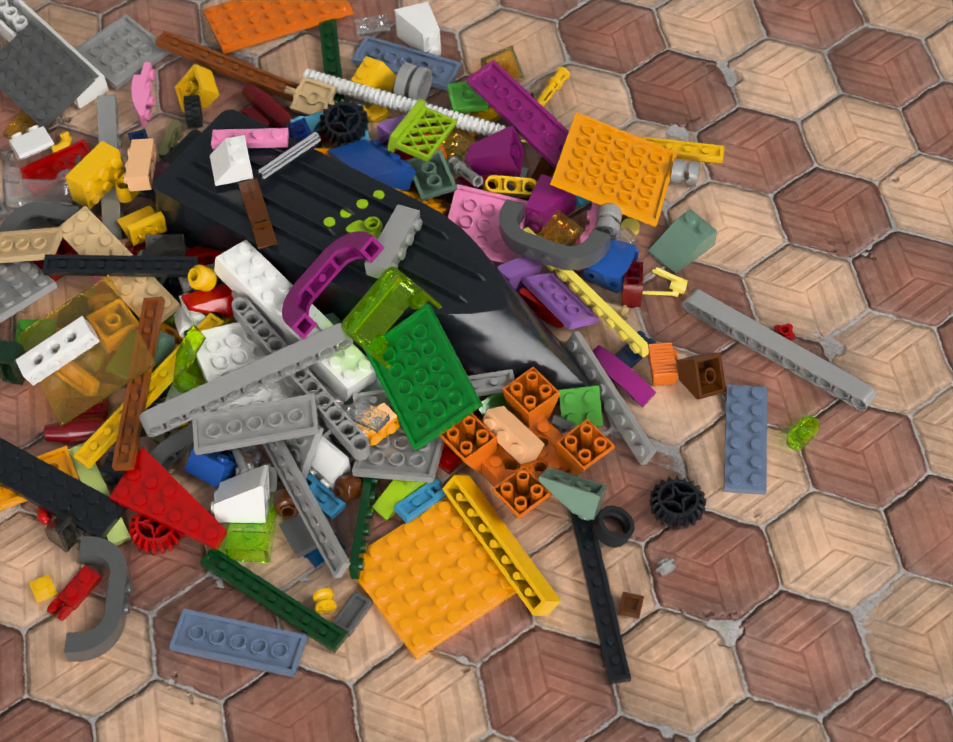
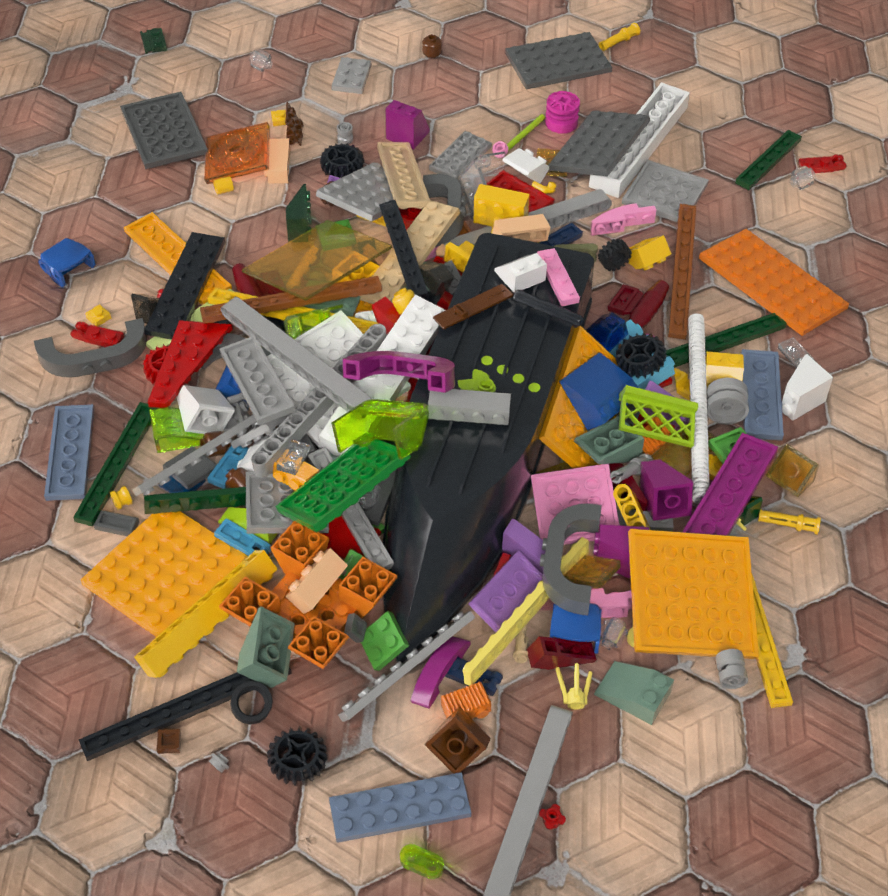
camera: 70 degrees right, 5 degrees down
(57, 350) = (307, 241): white brick -> none
(311, 96) = (672, 330): tan plate -> none
(609, 219) = (624, 602): light grey wheel -> none

